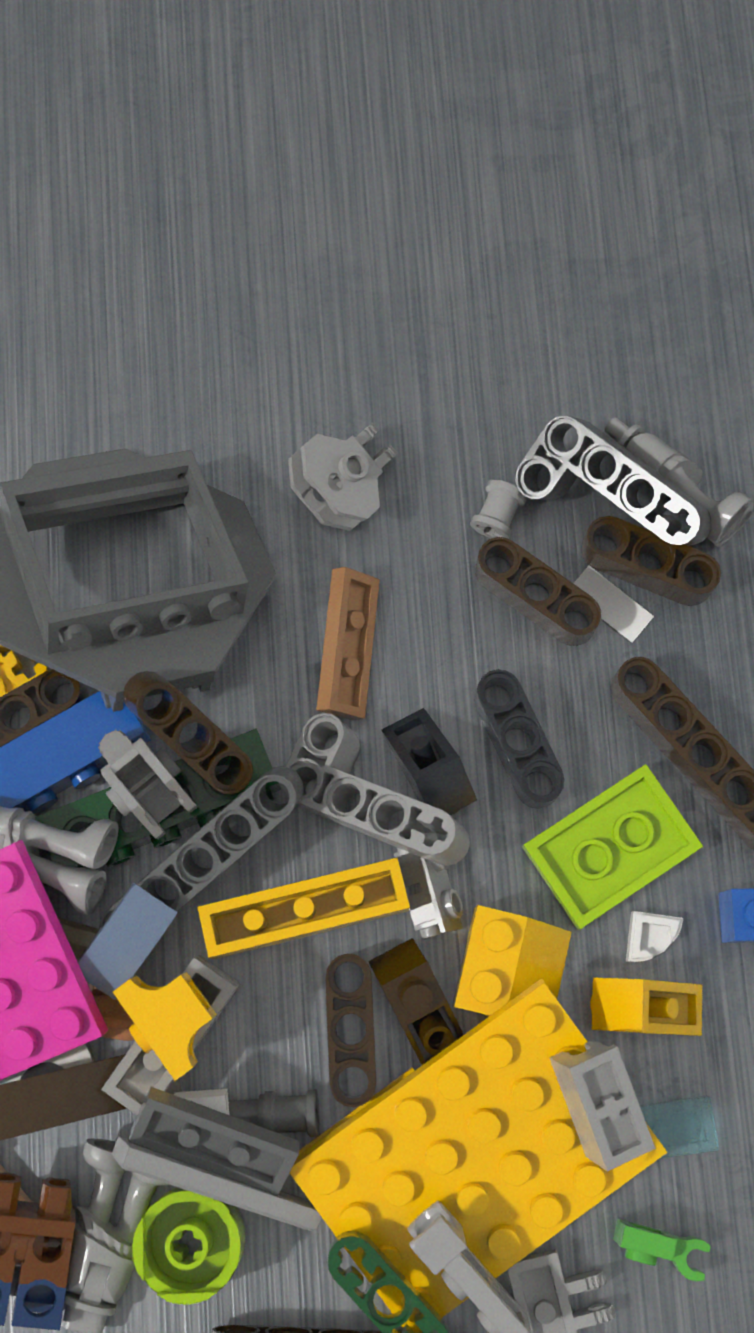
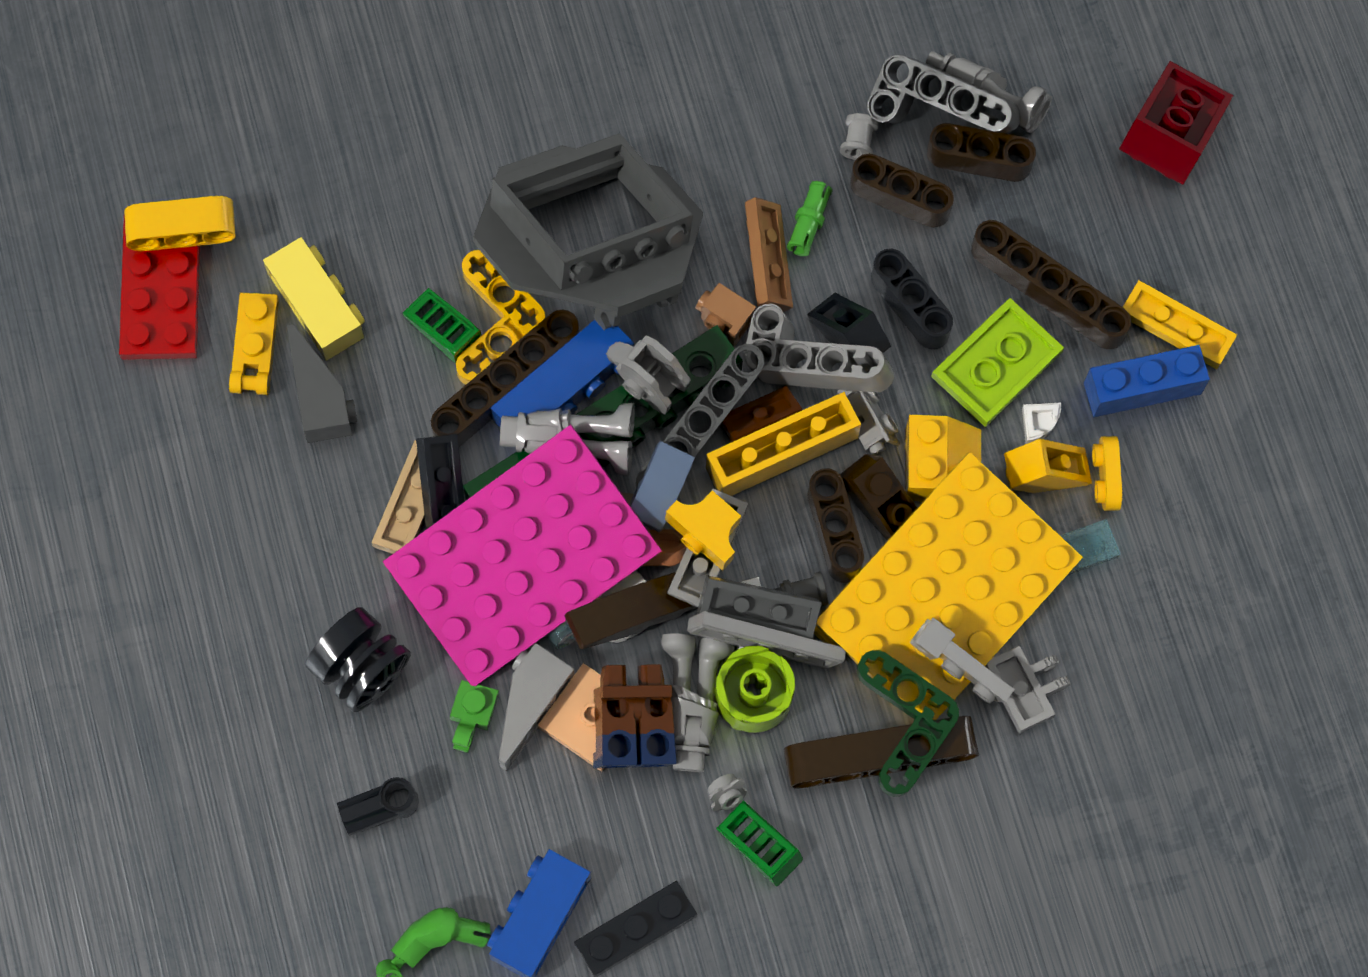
camera: 15 degrees left, 5 degrees down
(206, 746) = (659, 325): dark brown beam -> none
(275, 711) = (727, 311): none -> medium nougat brick
(289, 859) = (760, 413): none -> reddish brown plate
(341, 475) = (736, 132): light grey hinge -> none
(411, 605) = (809, 218): none -> bright green pin
(602, 1105) = (1028, 521): light grey hinge -> none
(616, 607) = (965, 193): white sticker -> none
(647, 1243) = (1084, 627): bright green plate -> none
(723, 1052) = (1109, 487): none -> yellow plate

